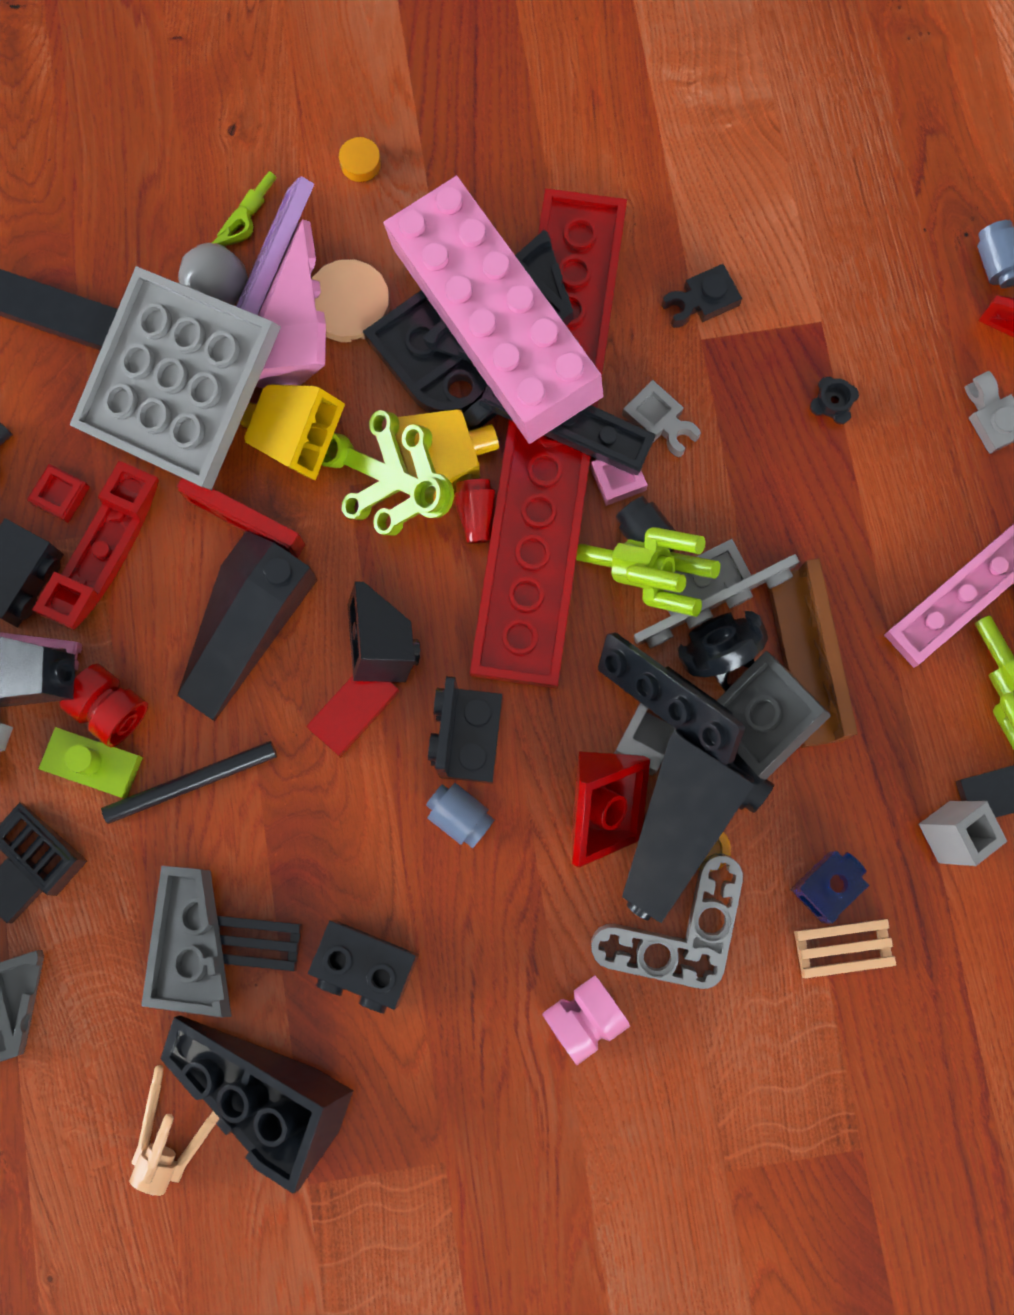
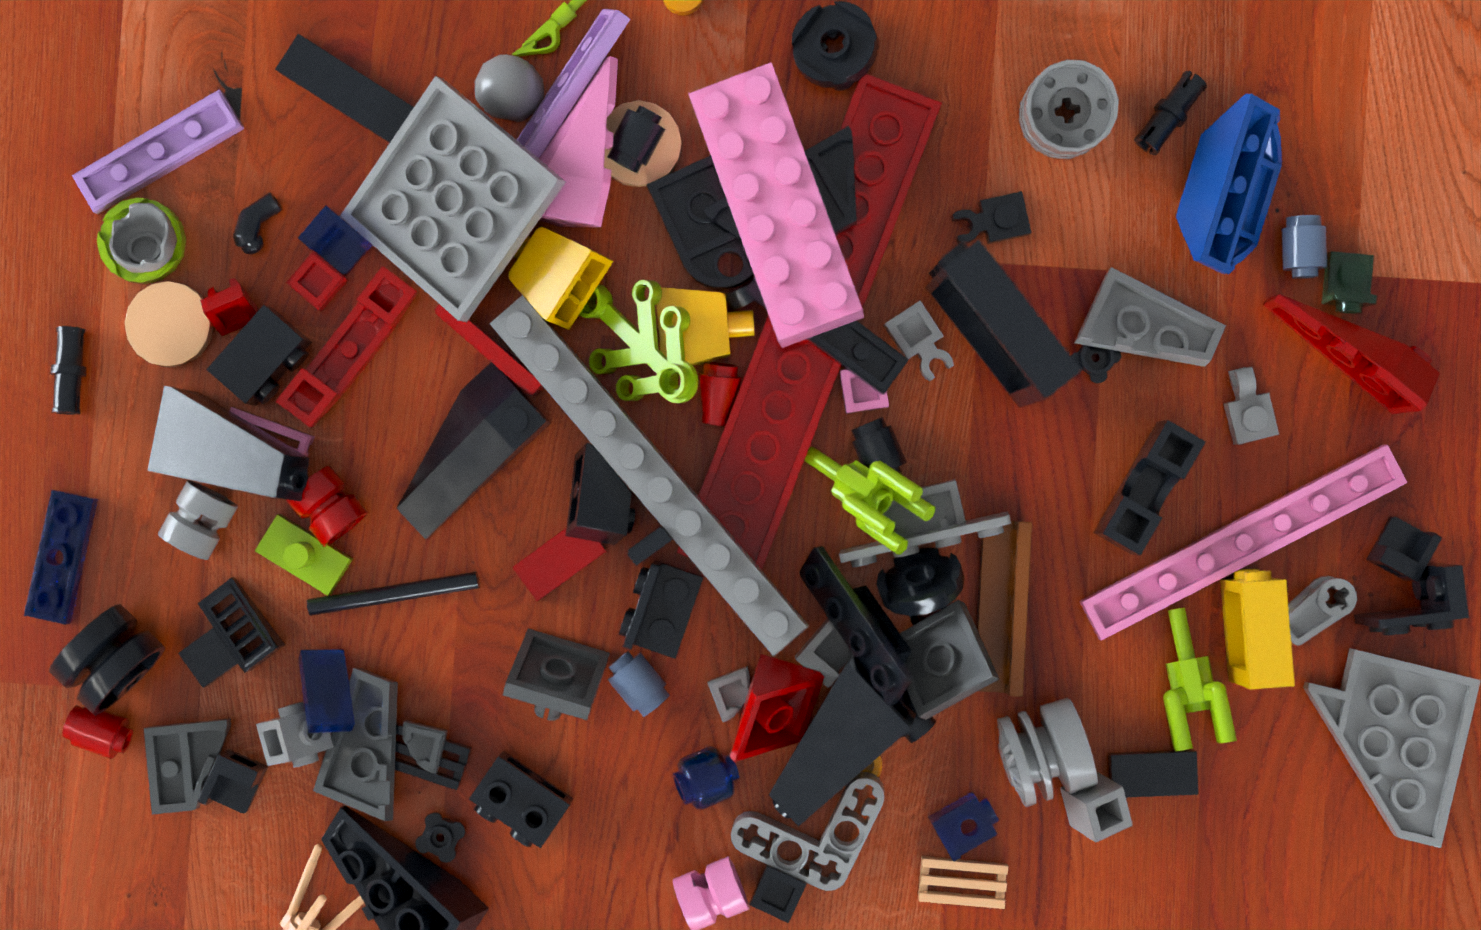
camera: 10 degrees right, 10 degrees up
(54, 1017) = (233, 781): none -> black panel
(68, 447) = (335, 240): none -> clear blue panel
(111, 949) = (288, 738): none -> light grey brick
(135, 894) = (326, 691): none -> clear blue tile
(250, 929) = (424, 744): none -> dark grey tile
(276, 1035) = (452, 833): none -> black plate
(343, 288) = (636, 138): none -> black brick
(372, 824) = (556, 675): none -> dark grey tile
(431, 601) = (650, 476): none -> light grey brick
(441, 663) = (649, 545): none -> black tile
(520, 189) = (839, 68): none -> black plate
(552, 897) = (705, 778): none -> clear blue head
(556, 805) = (730, 692): none -> light grey tile
(655, 1003) = (777, 893): none -> black plate
(748, 155) = (1082, 89): none -> light grey wheel
(759, 339) = (1000, 324): none -> black window
(843, 166) = (1170, 112): none -> black pin
(874, 353) = (1148, 323): none -> light grey wing
(898, 785) = (1046, 752): none -> light grey wheel
(916, 523) = (1156, 470): none -> black arch
(919, 206) = (1231, 184): none -> blue wedge

